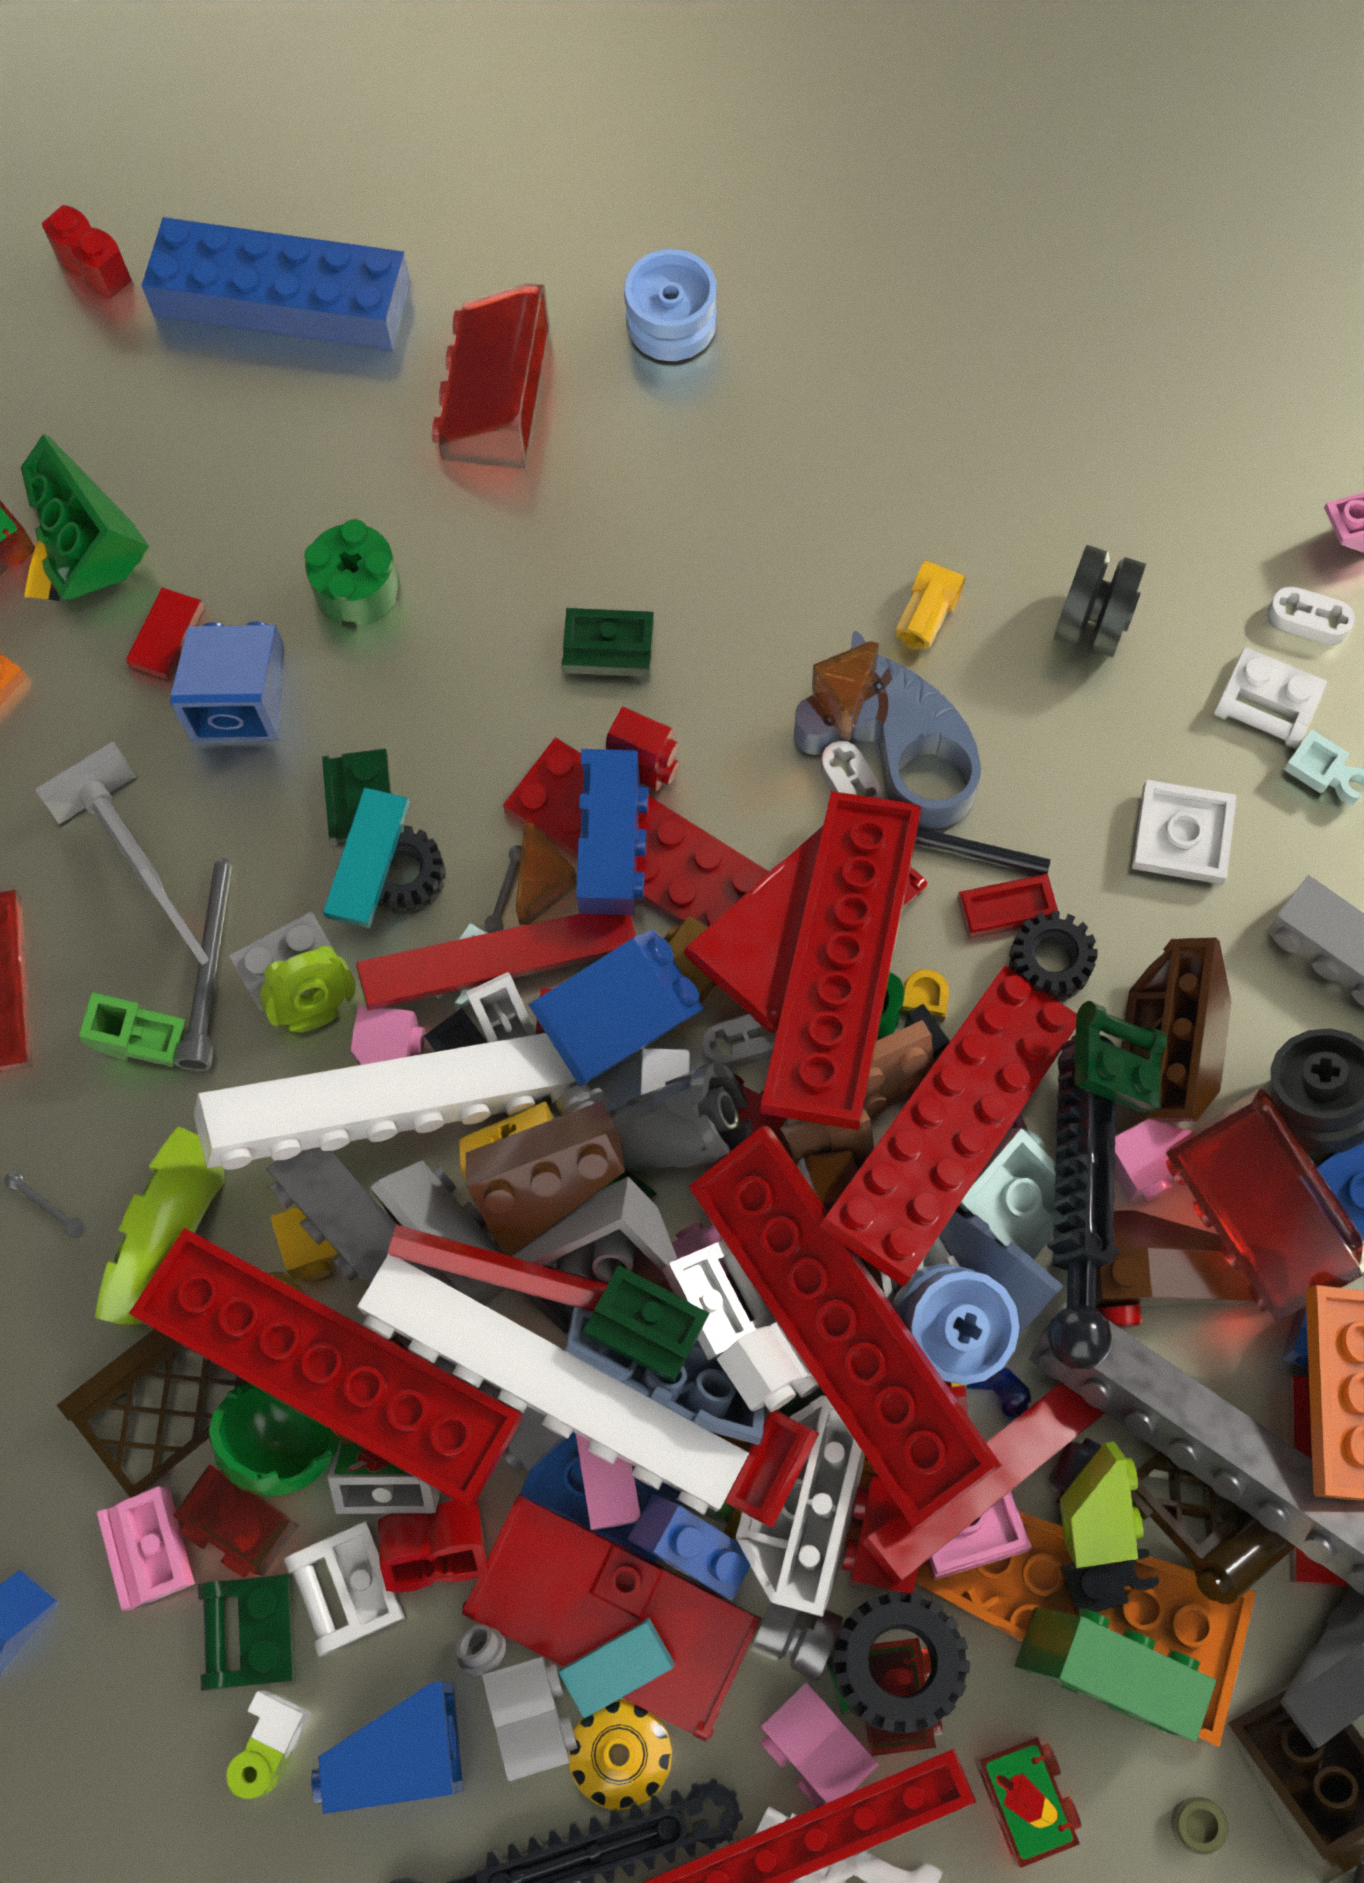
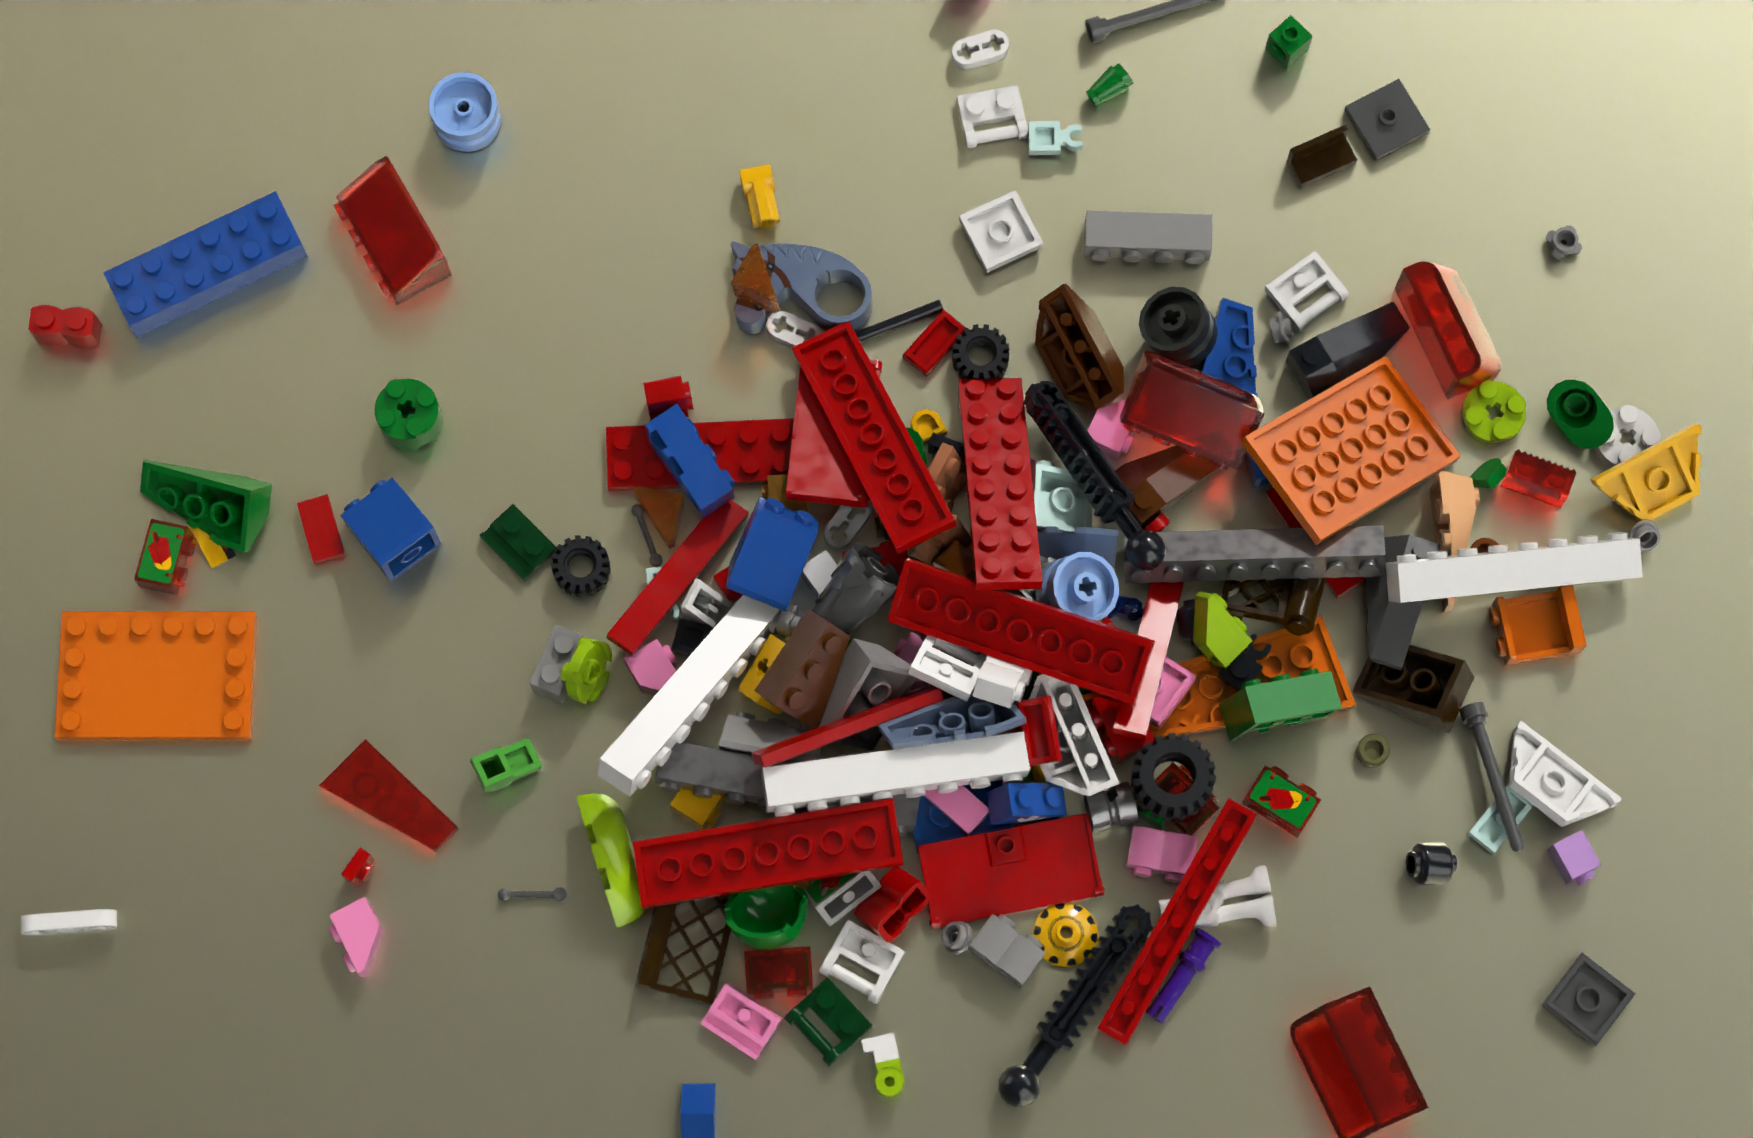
camera: 40 degrees left, 5 degrees up
(89, 787) = (359, 649): light grey piece -> none
(195, 1049) = (546, 749): dark grey piece -> none
(366, 858) = (560, 573): teal tile -> none
(396, 1757) = (958, 1015): blue slope -> none
(608, 642) = (591, 348): dark green plate -> none
(616, 1668) = (1033, 892): teal tile -> none
(646, 1323) = (923, 704): dark green plate -> none
(1100, 601) = (864, 126): pearl dark grey wheel -> none
(1112, 1070) = (1060, 397): dark green plate -> none

